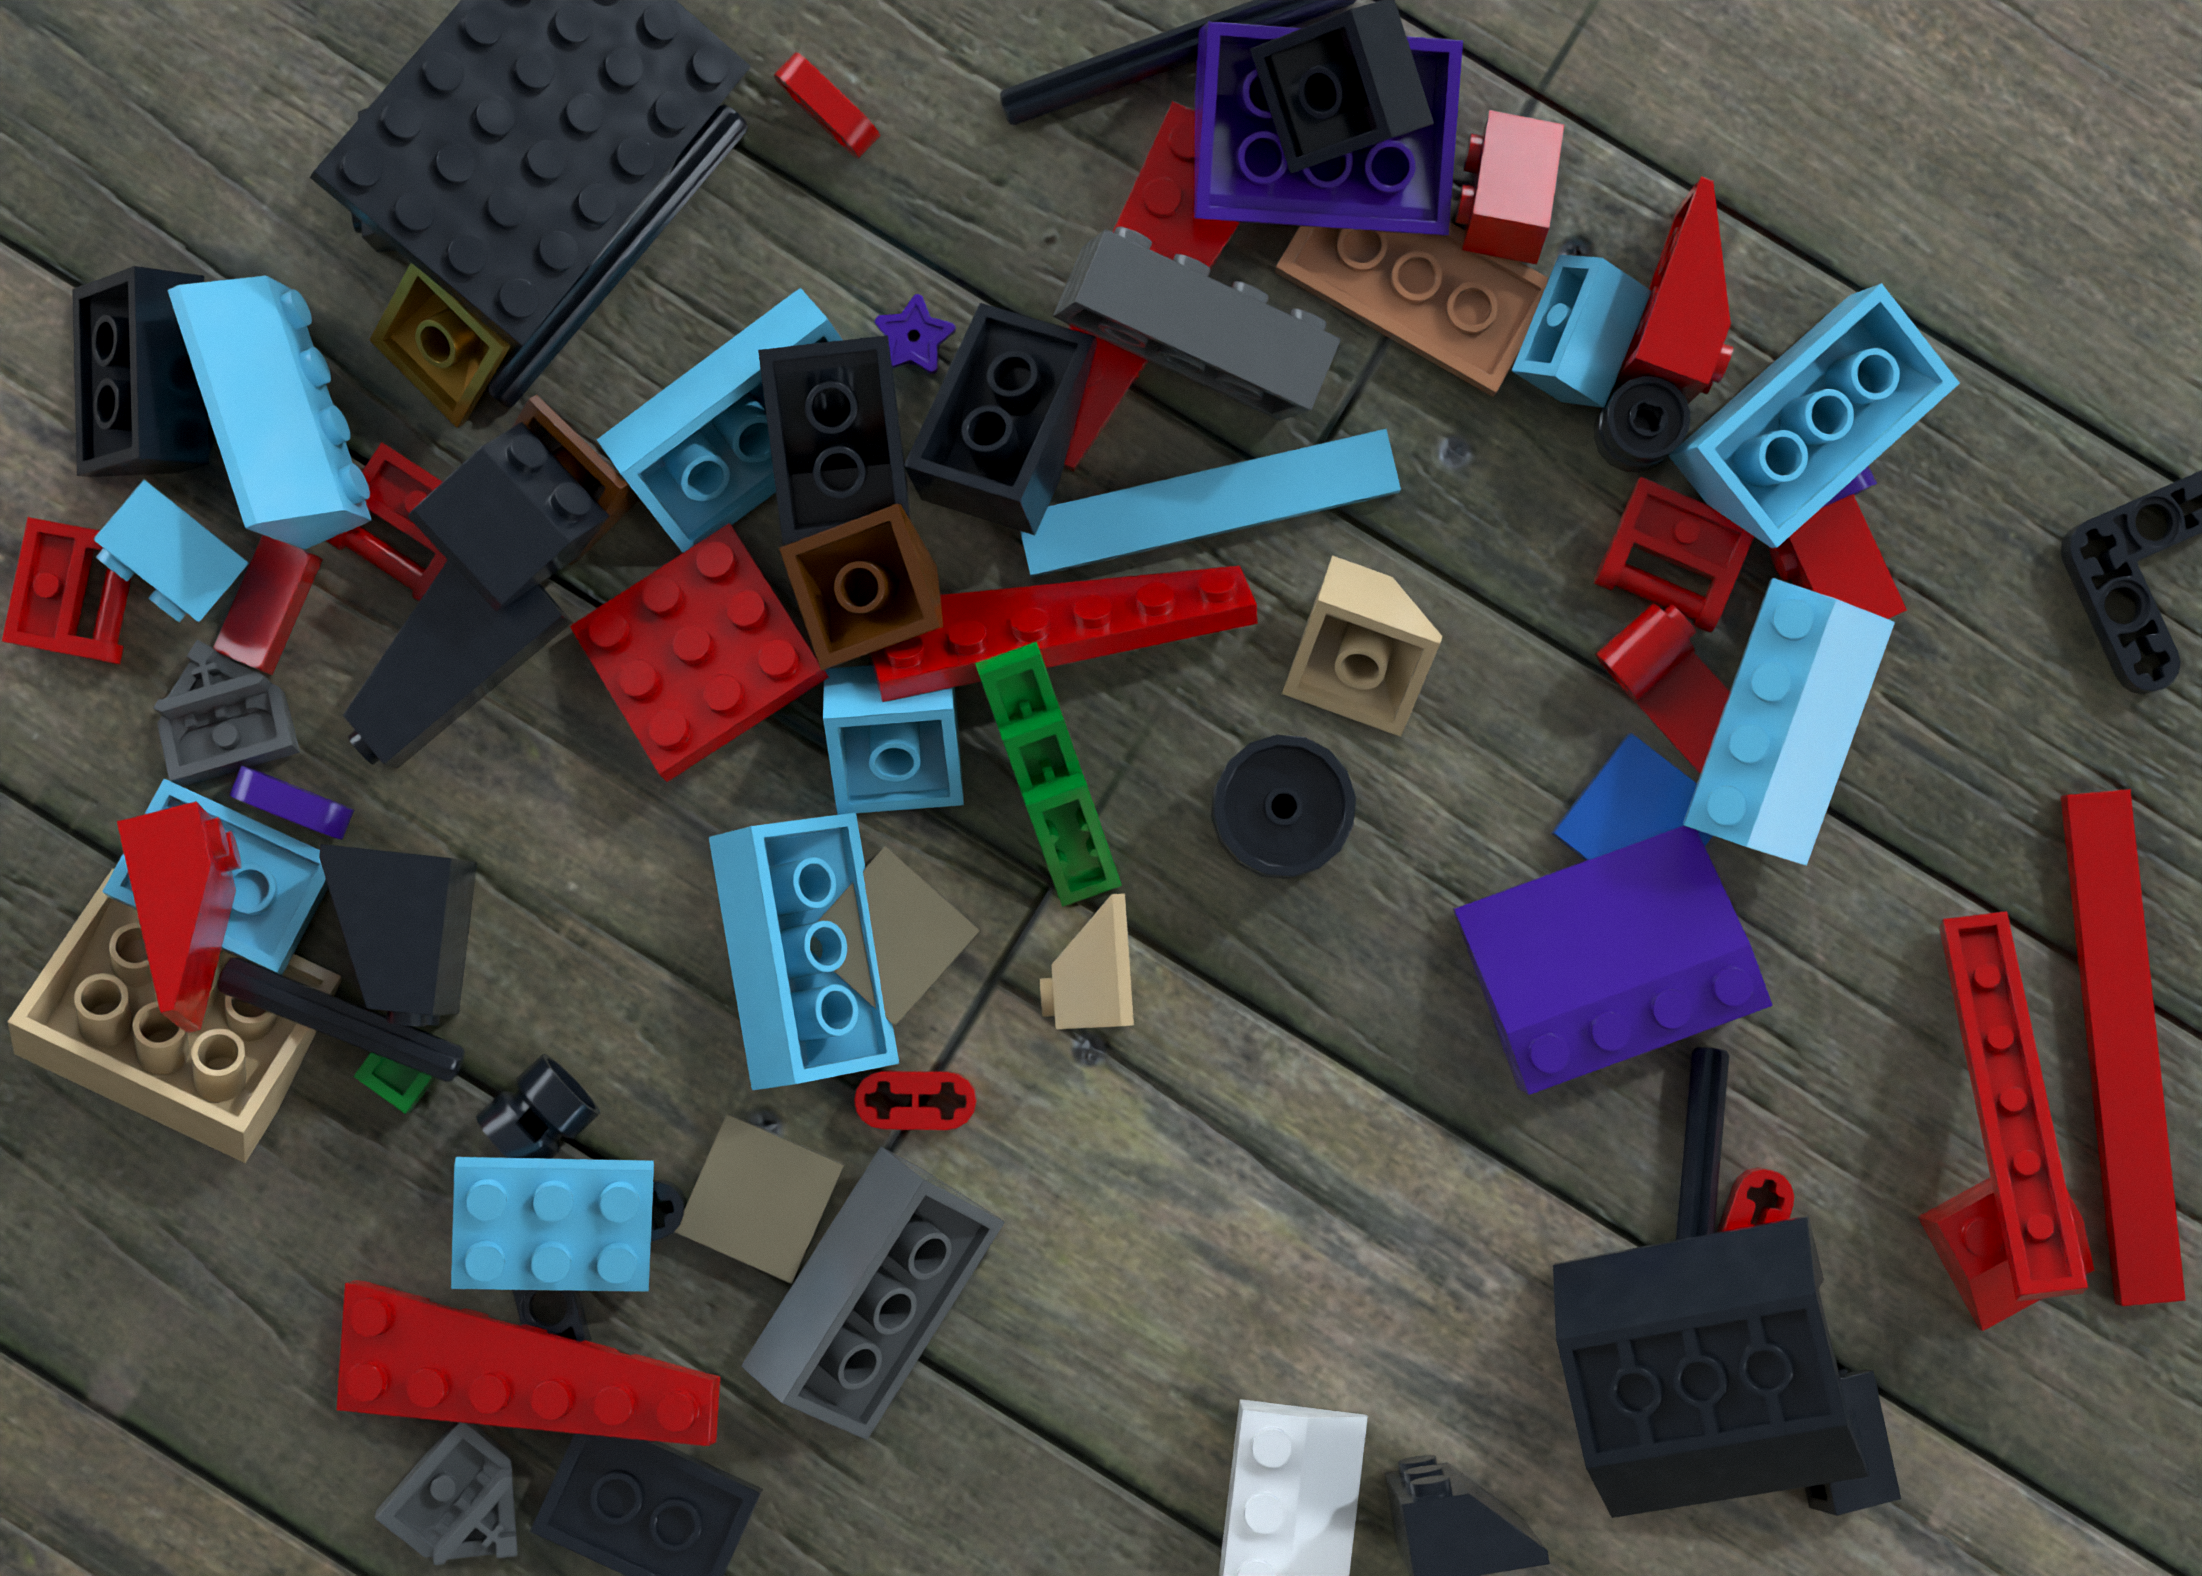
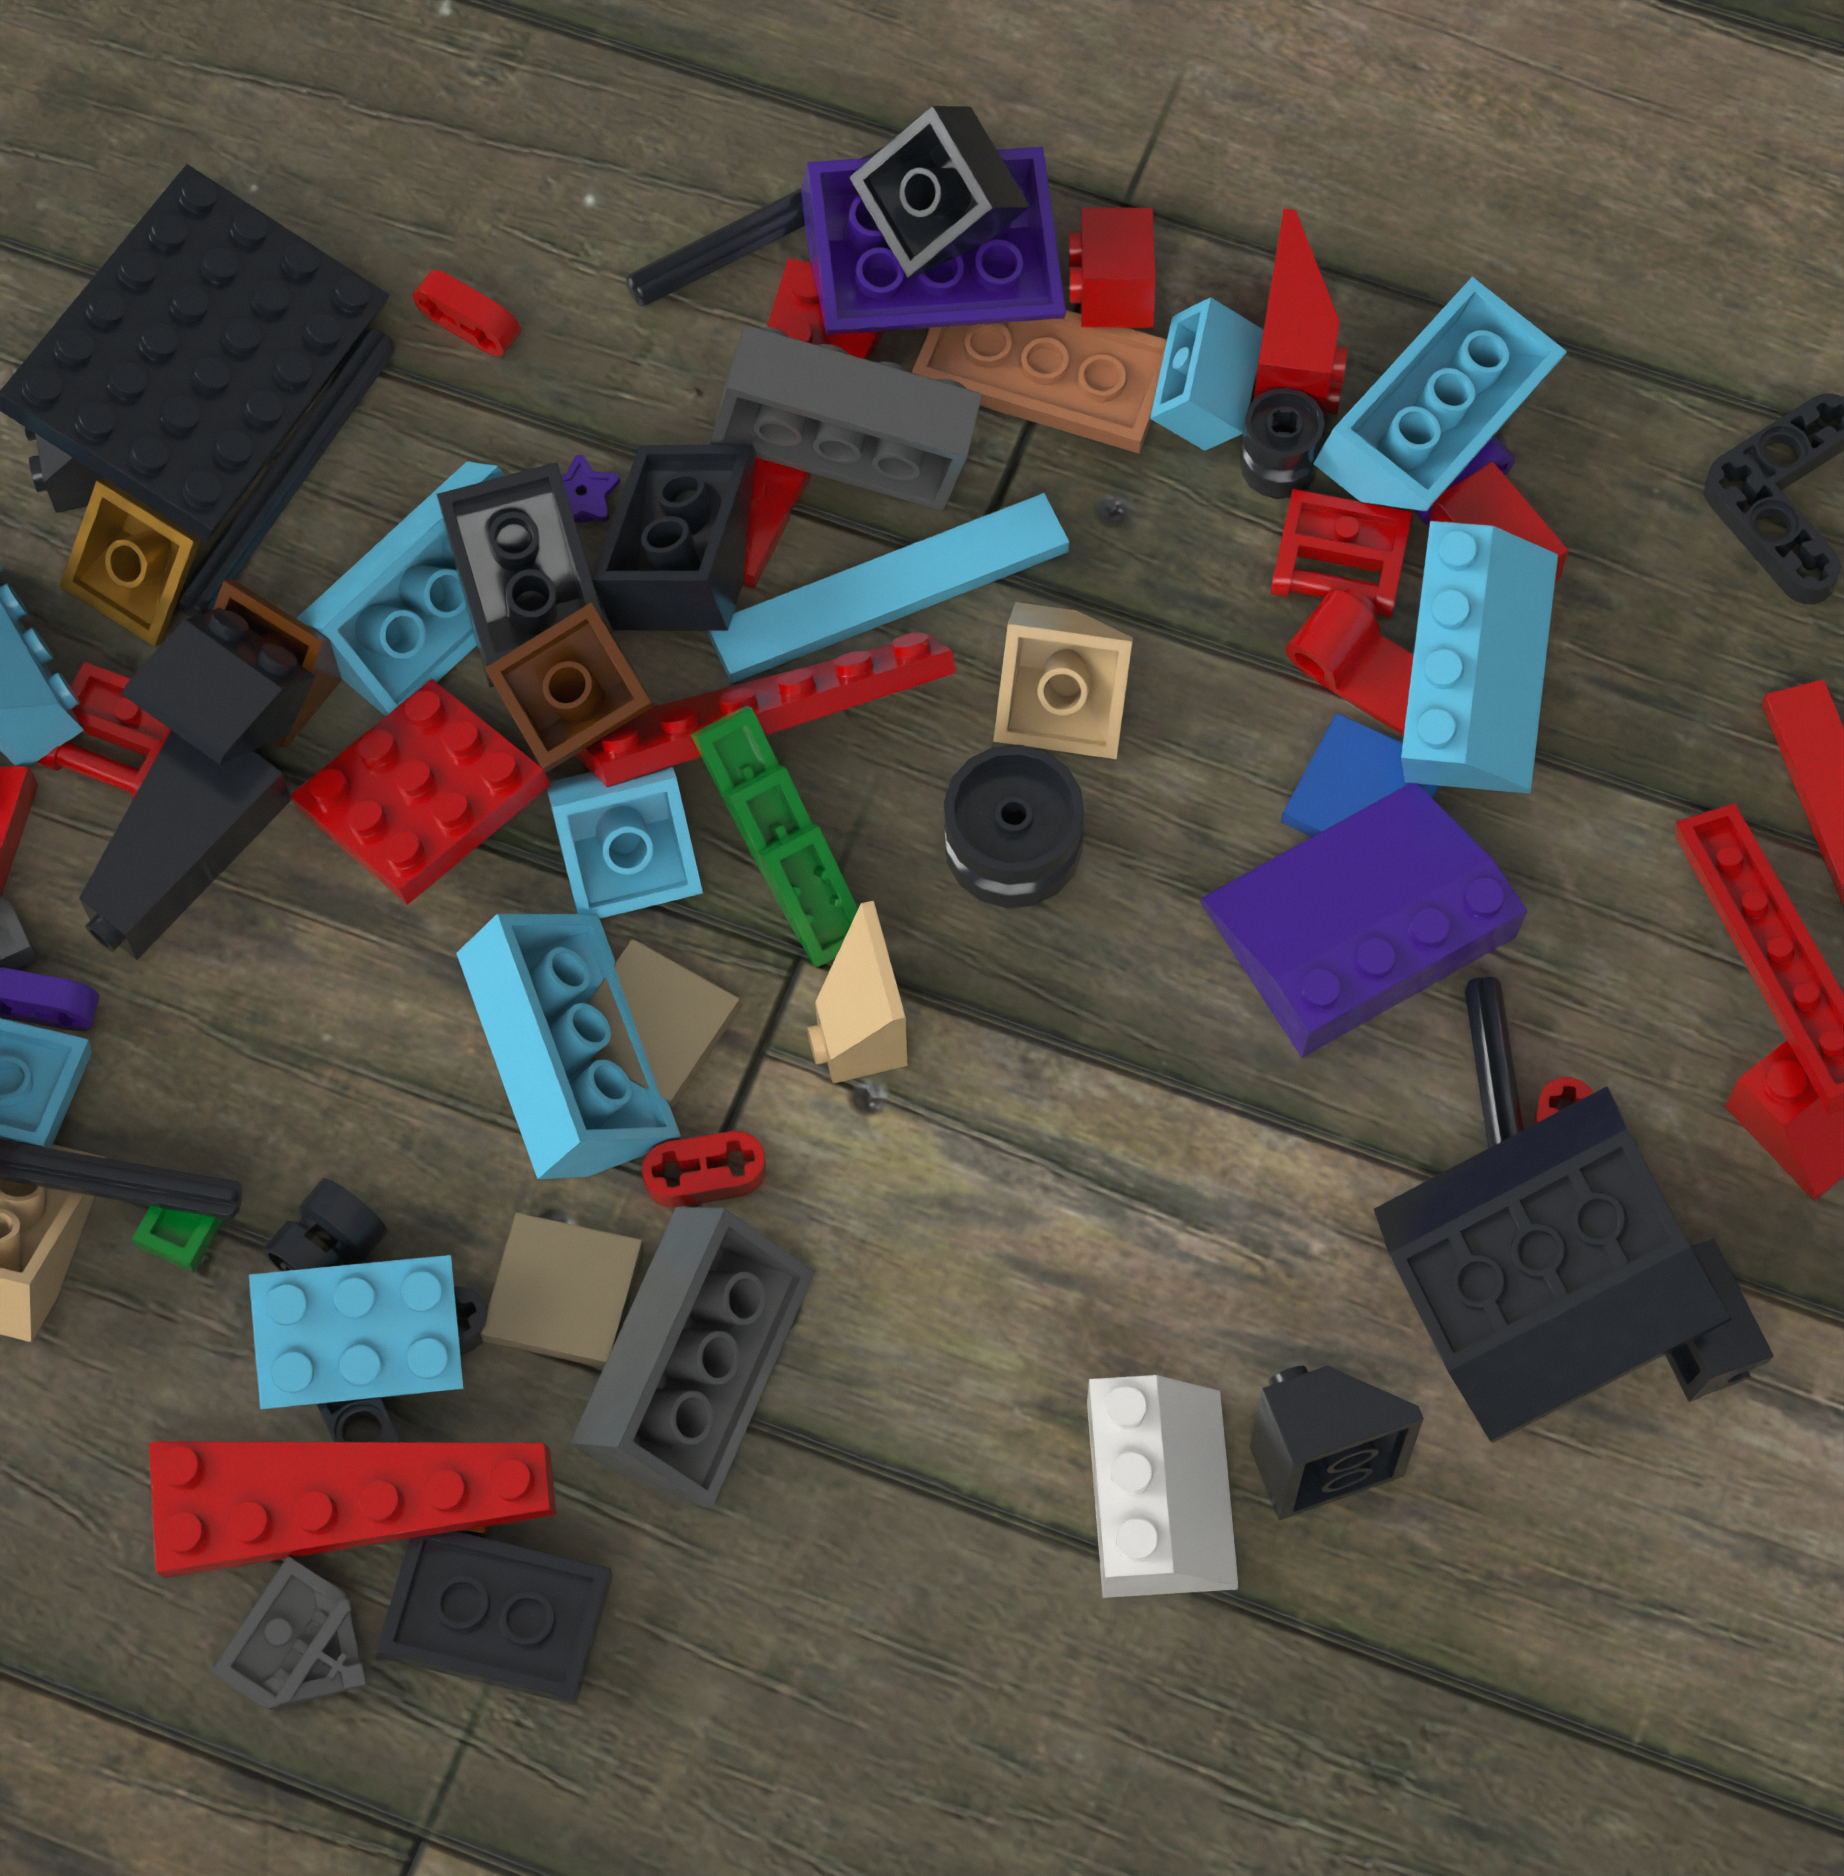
camera: 10 degrees left, 20 degrees down
(403, 928) = (170, 1068): black slope -> none

